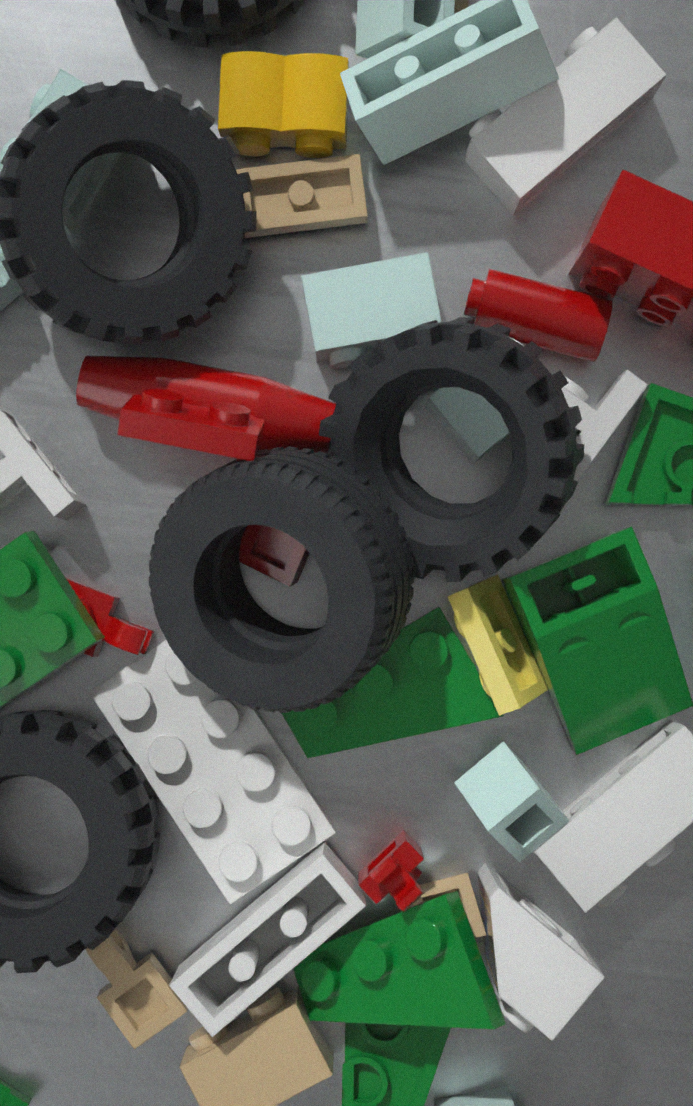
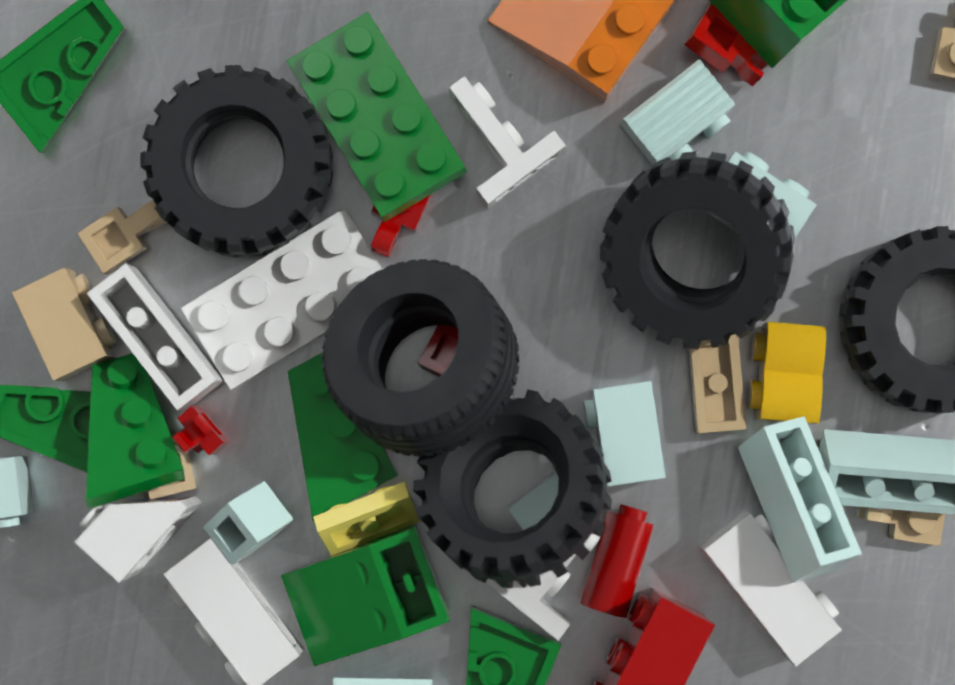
camera: 85 degrees right, 0 degrees up
(201, 406) = (554, 302): red plate -> none

